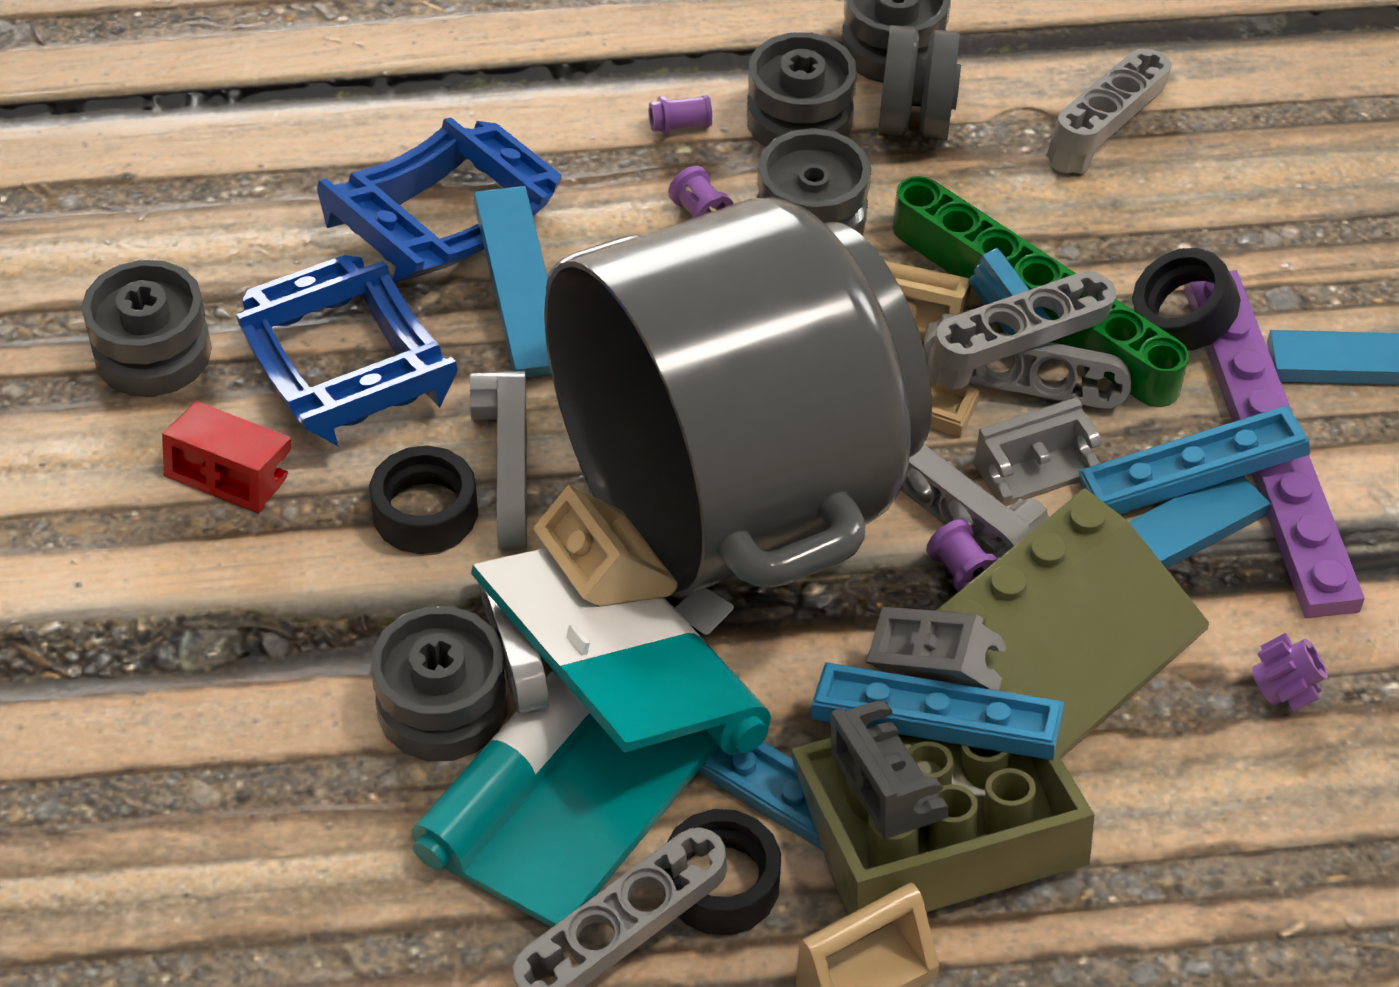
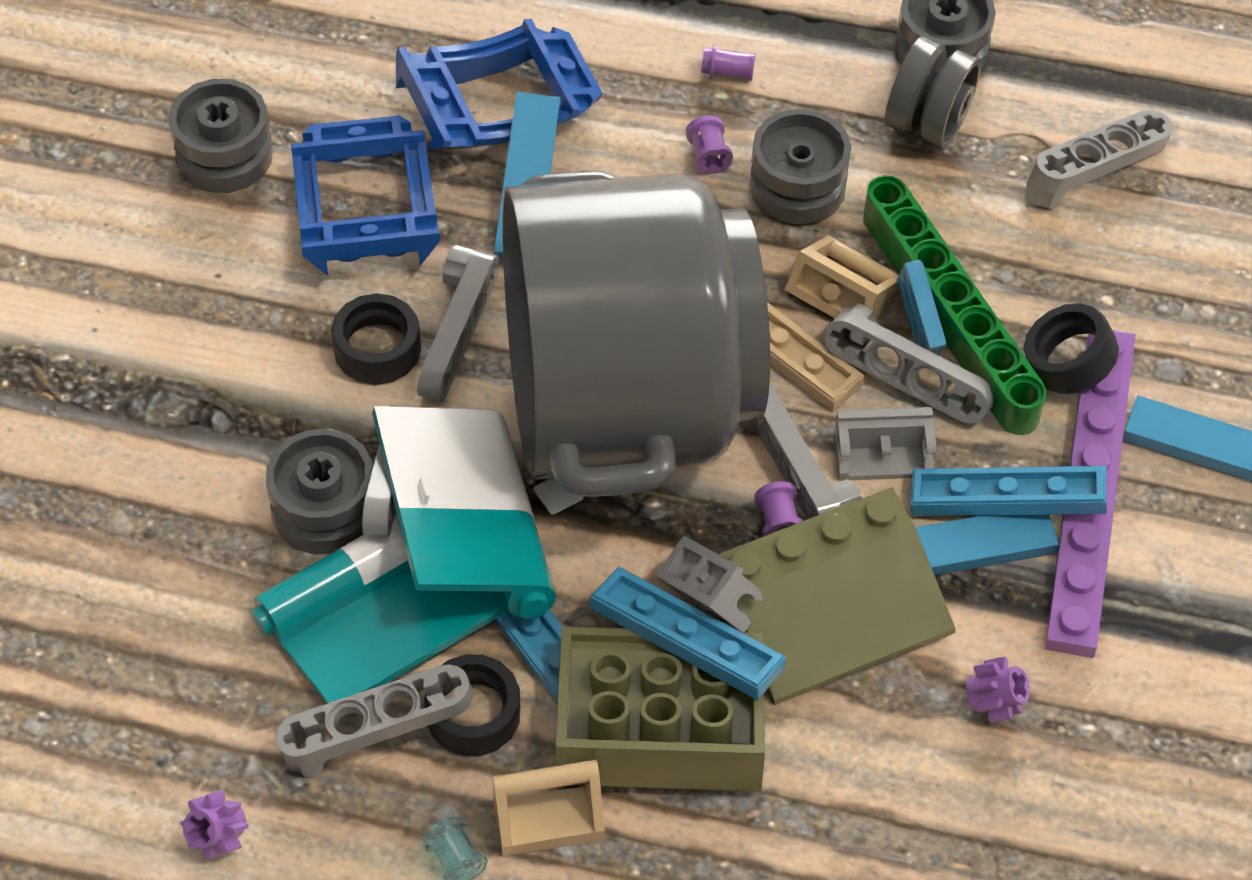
camera: 20 degrees right, 5 degrees up
(225, 456) = (240, 258): red hinge -> none
(602, 551) = (467, 427): tan tile -> none
(800, 85) = (834, 70): dark grey wheel -> none
(884, 771) = (618, 666): dark grey hinge -> none
(958, 352) = (845, 342): light grey beam -> none

